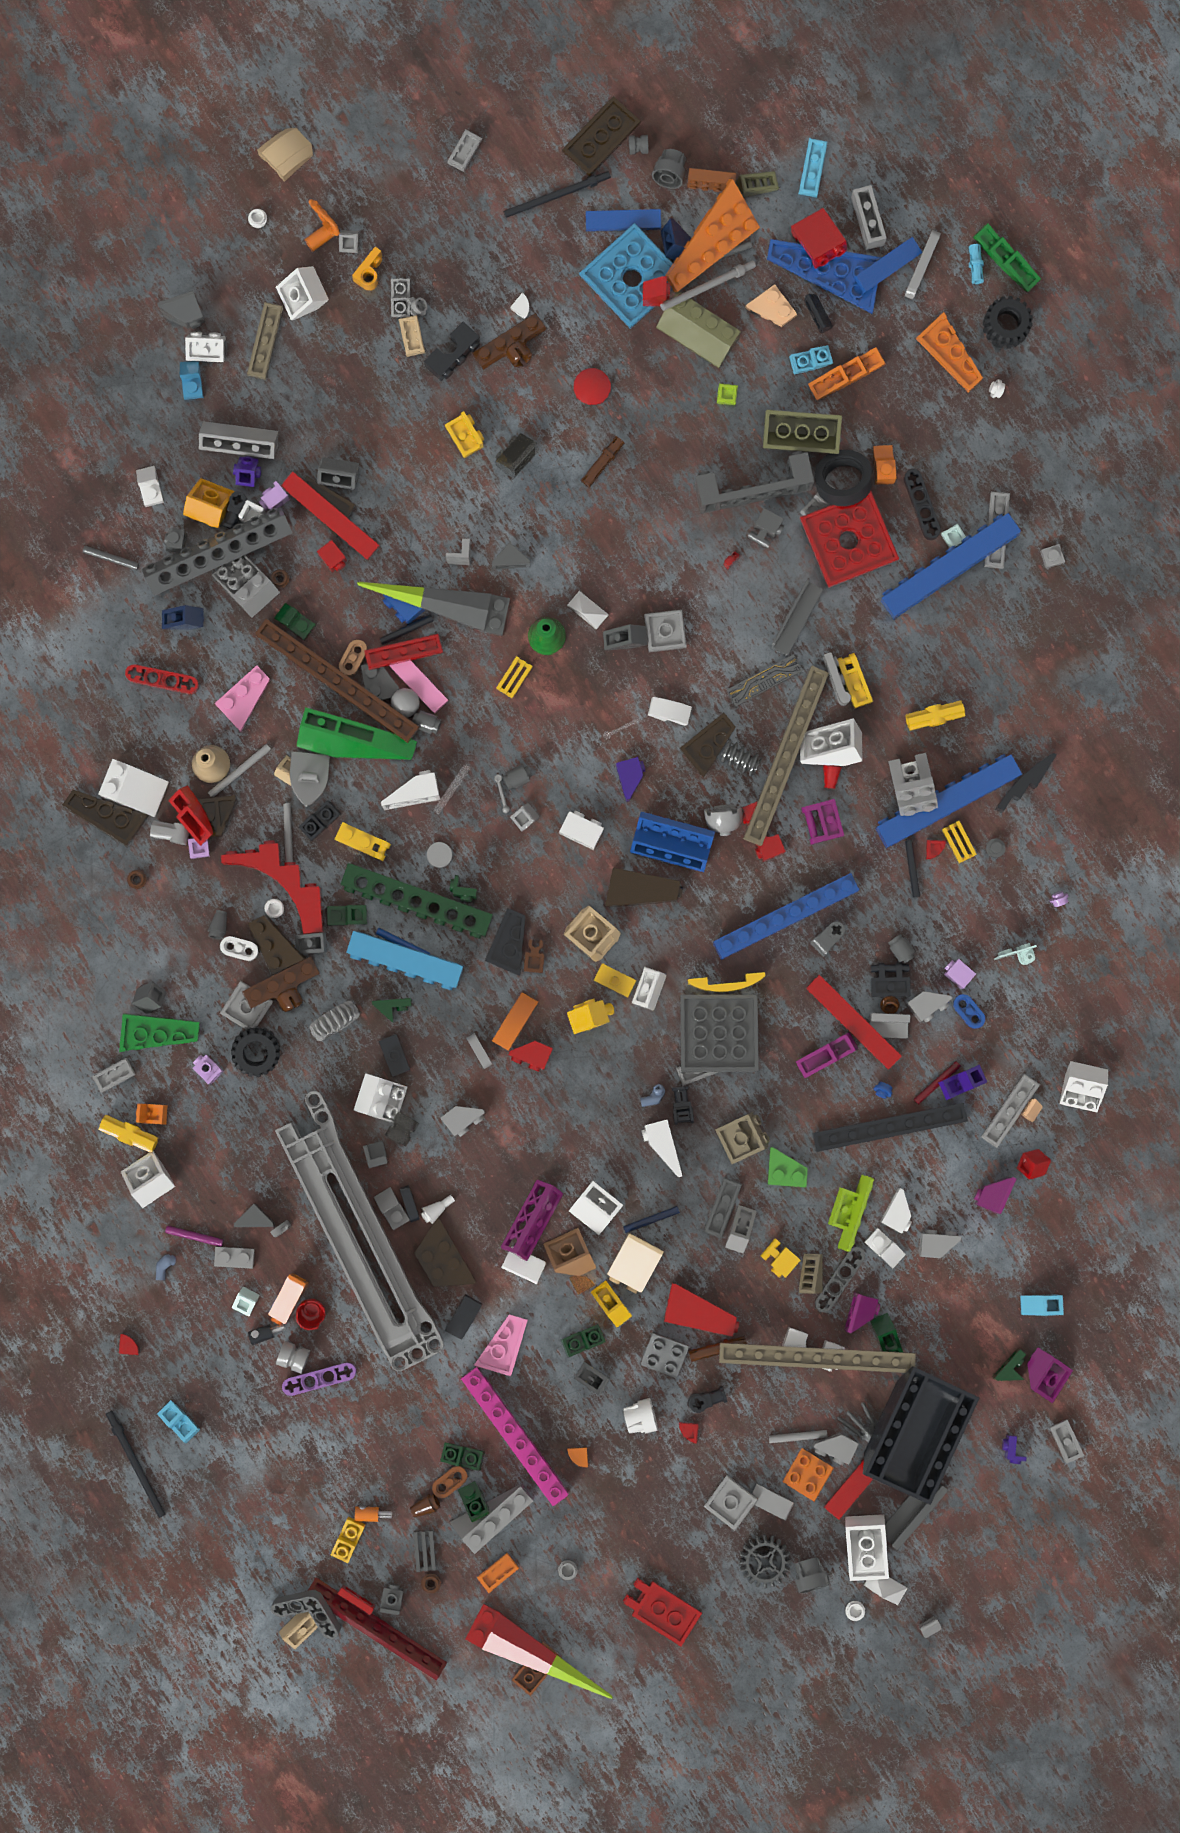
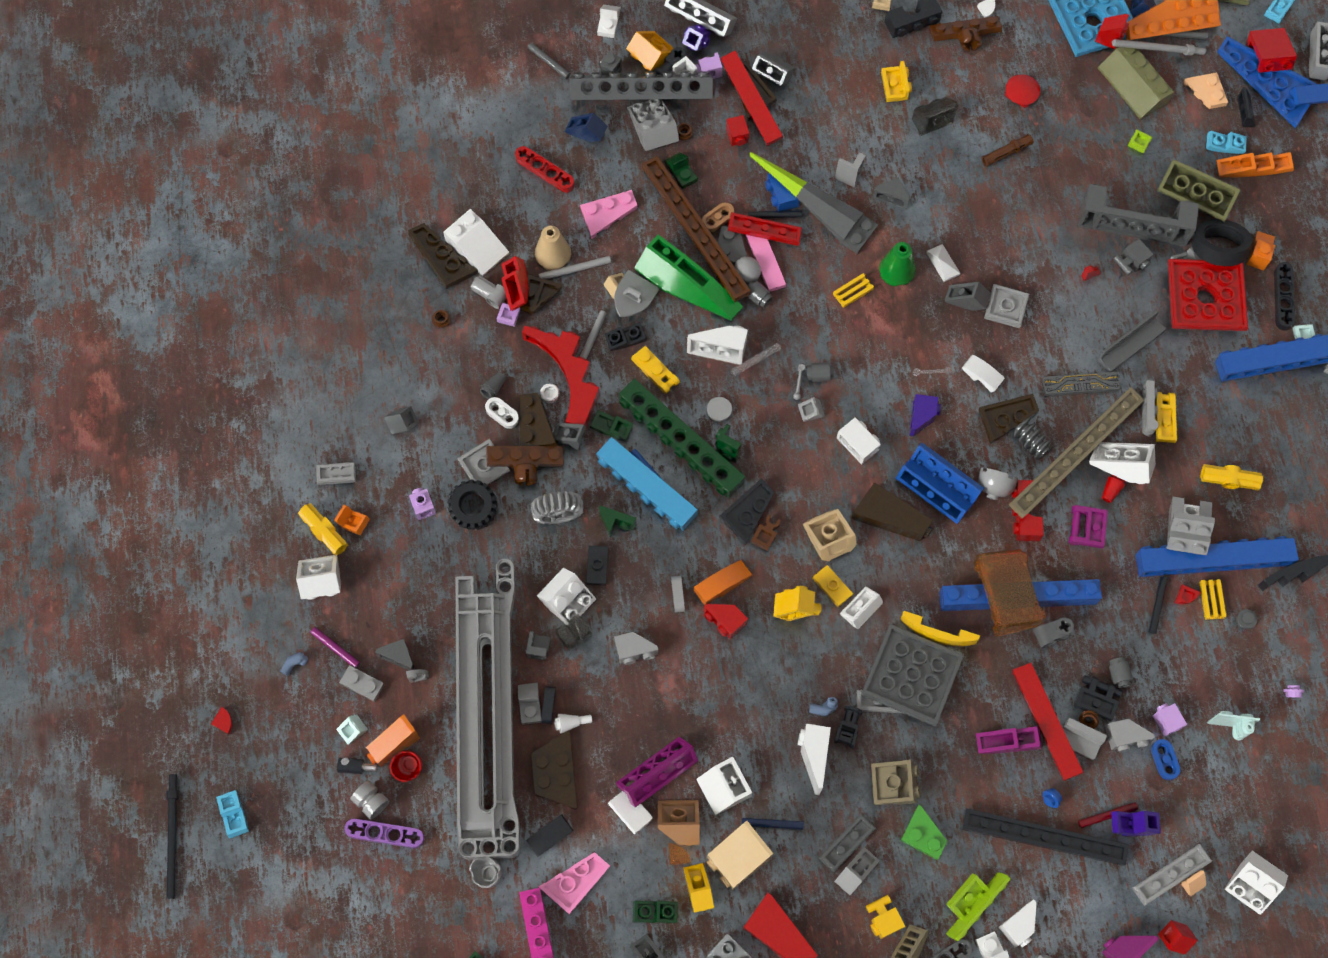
camera: 25 degrees right, 15 degrees down
(152, 1031) = (390, 451): green wing -> none
(423, 1373) = (485, 872): none -> light grey hair
(774, 919) = (1009, 591): none -> clear orange windscreen

